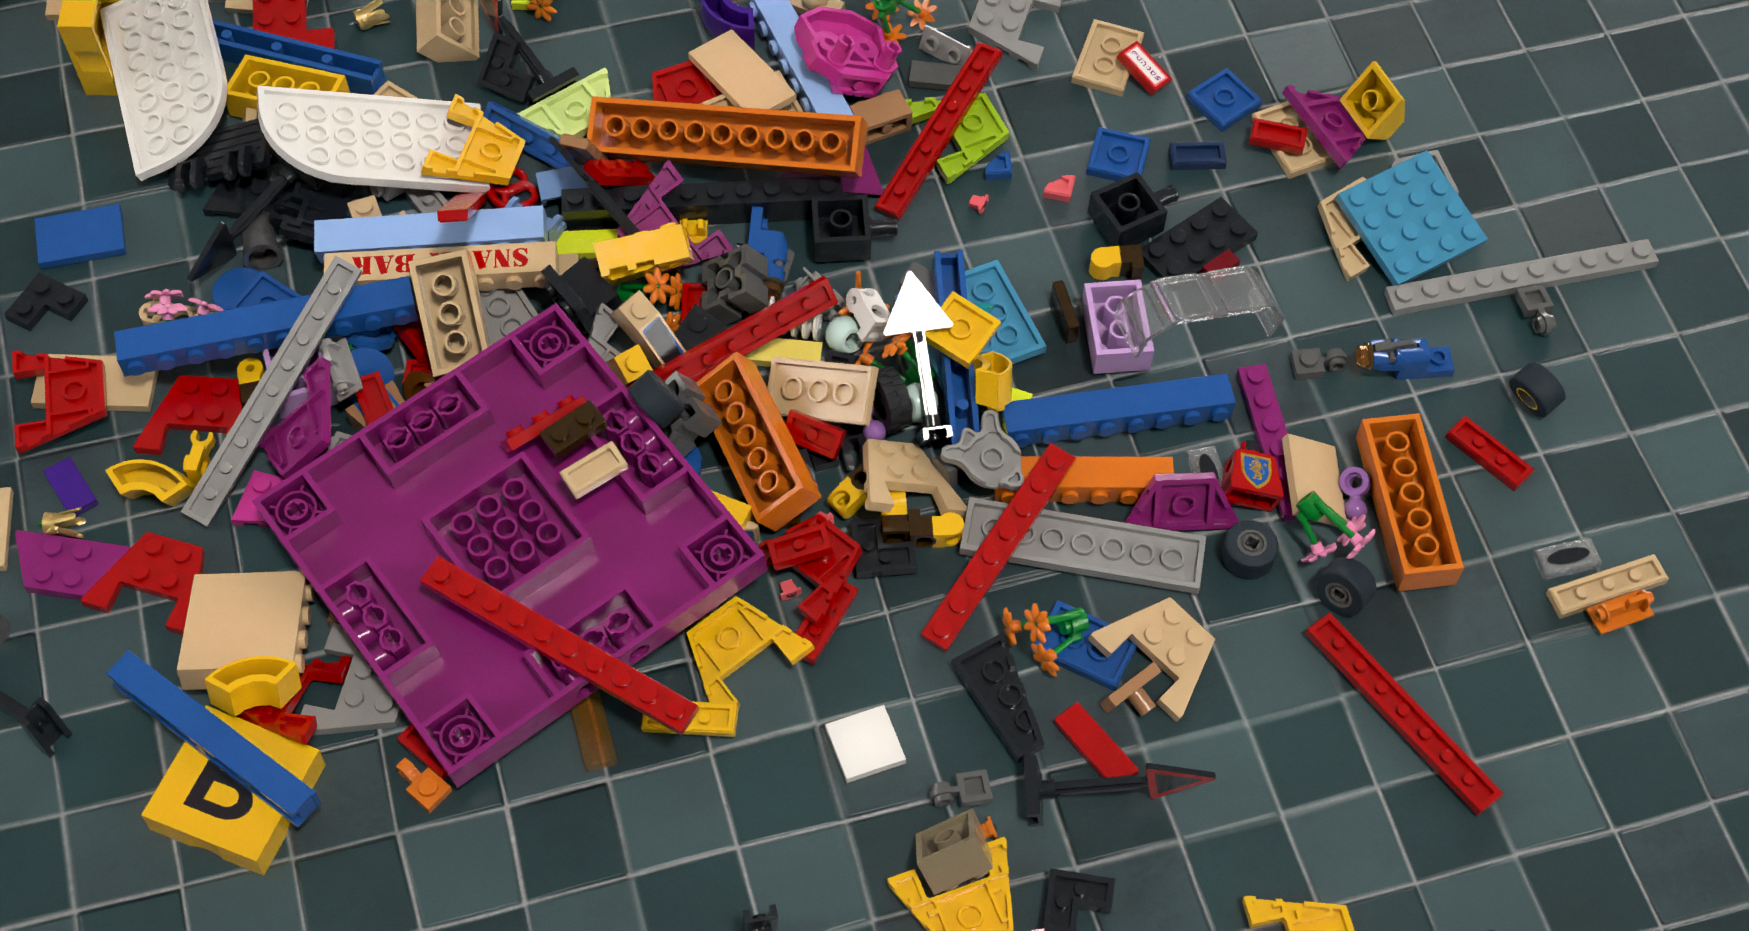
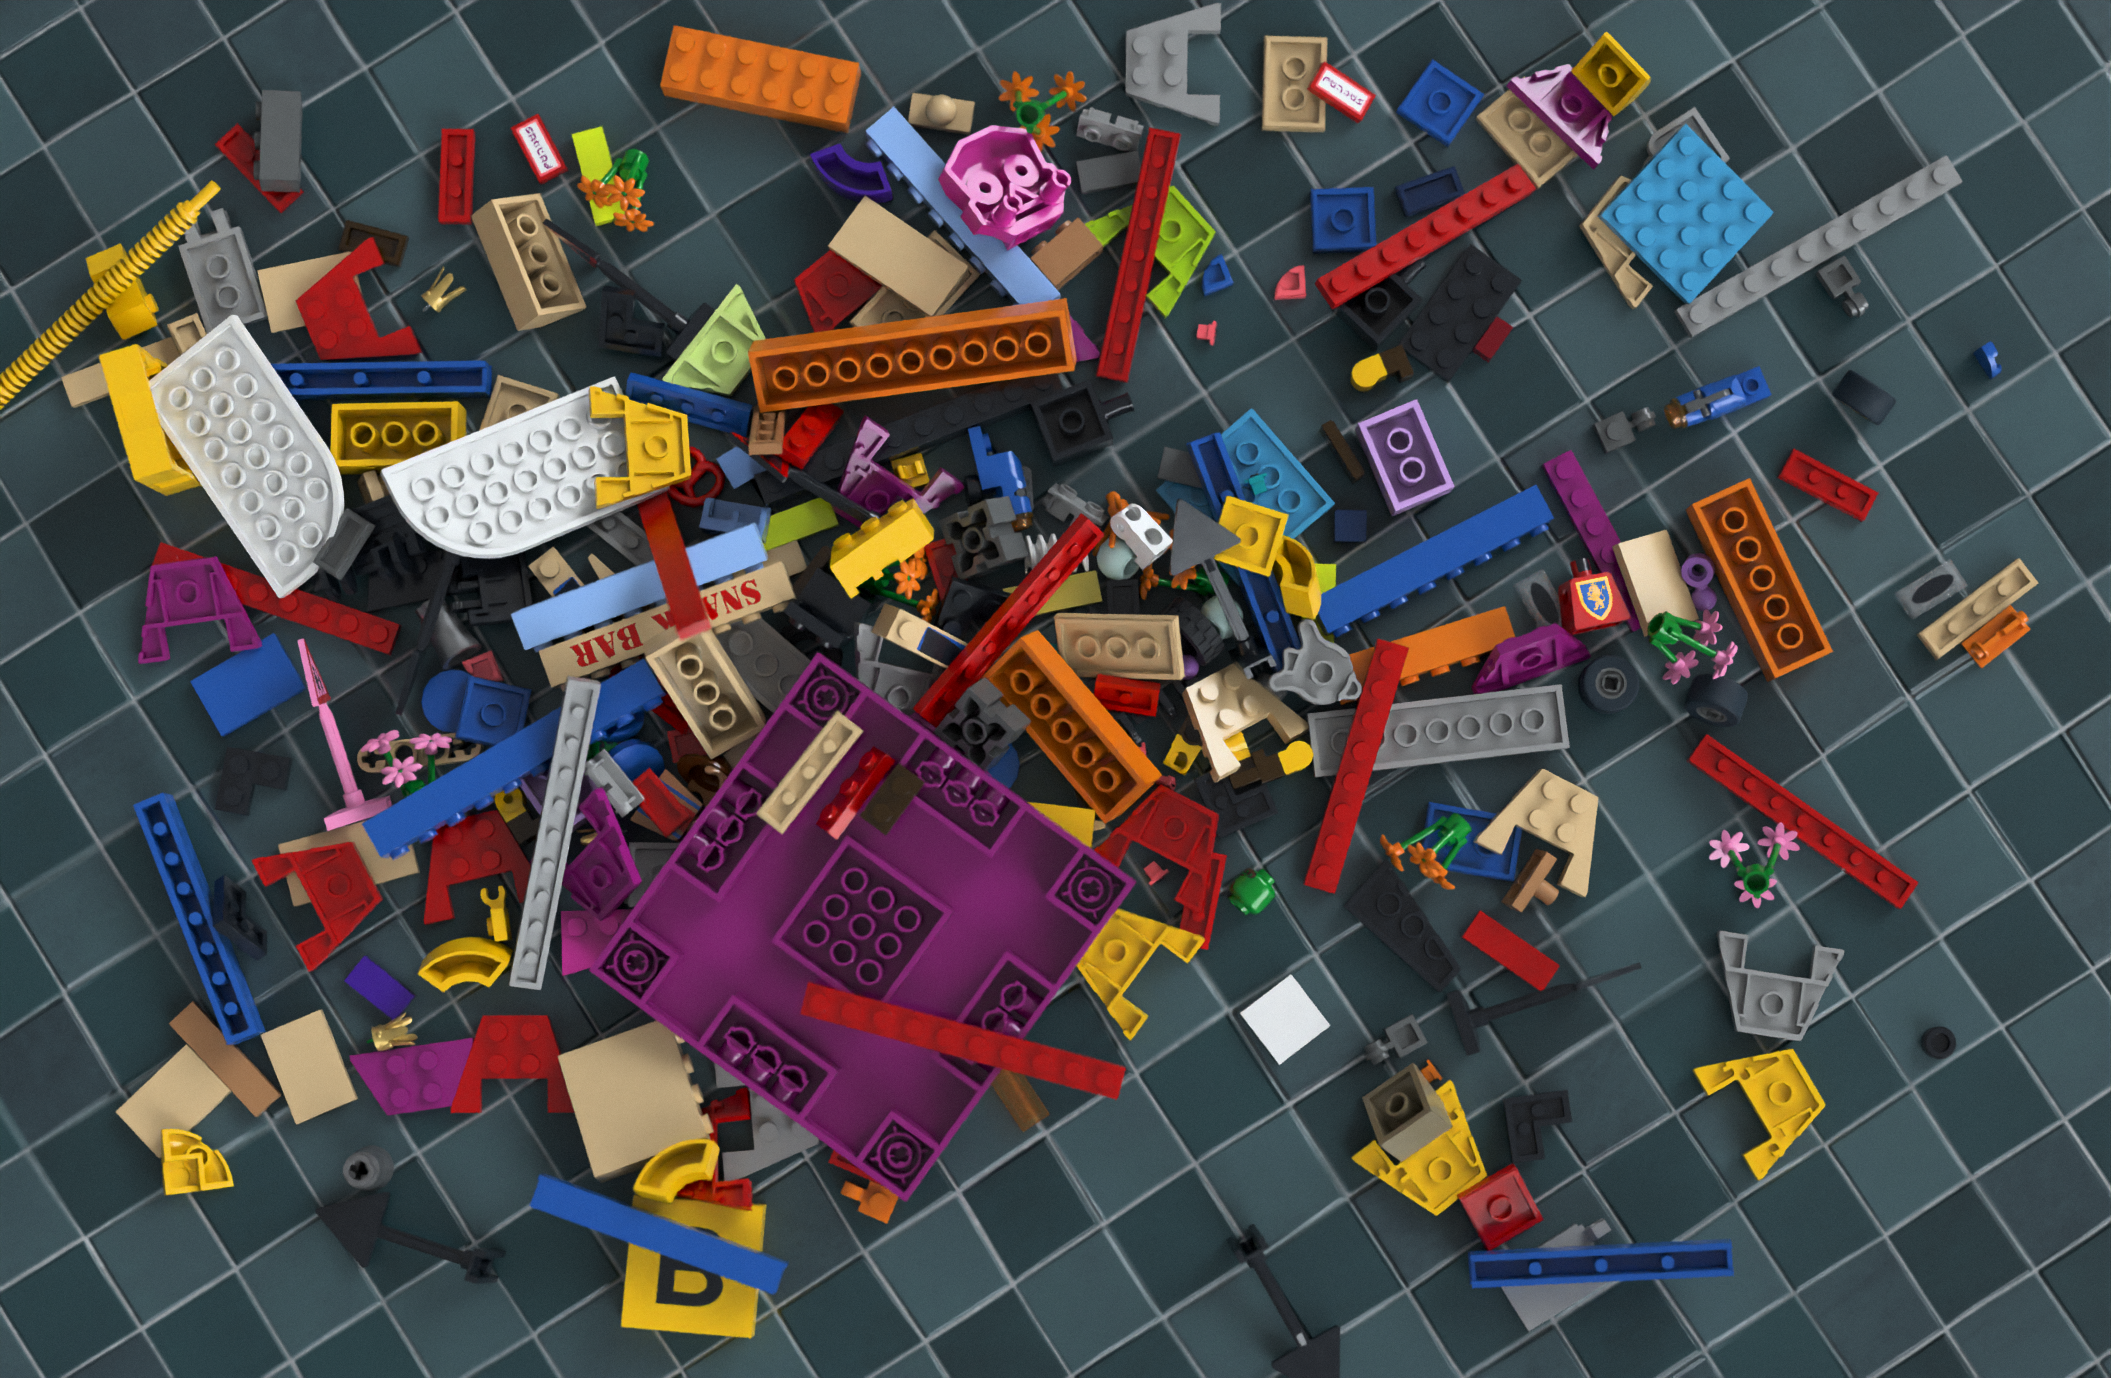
camera: 15 degrees left, 25 degrees up
(63, 153) = (192, 594): none -> magenta wing
(121, 176) = (301, 606): none -> red plate
(131, 240) = (356, 806): none -> bright pink piece
(205, 145) = (345, 545): none -> dark grey tile
(280, 272) = (484, 667): none -> coral tile
(510, 390) = (809, 772): none -> tan tile
(594, 470) = (930, 839): tan tile -> none
(629, 364) = (911, 683): yellow brick -> none
(656, 398) = (963, 734): black wheel -> none
(711, 720) = (1115, 1045): yellow tile -> none
(799, 547) = (1156, 835): red plate -> none
(871, 625) = (1251, 891): none -> green head
(1054, 371) = (1350, 526): none -> dark blue tile
(1182, 171) = (1424, 236): none -> red plate
(1192, 299) = (1489, 423): clear windscreen -> none
(1278, 136) = (1514, 143): red tile -> none
(1336, 860) = (1770, 1001): none -> light grey wing
(1347, 730) = (1754, 876): none -> bright pink plant
(1654, 394) = (1985, 356): none -> blue tile

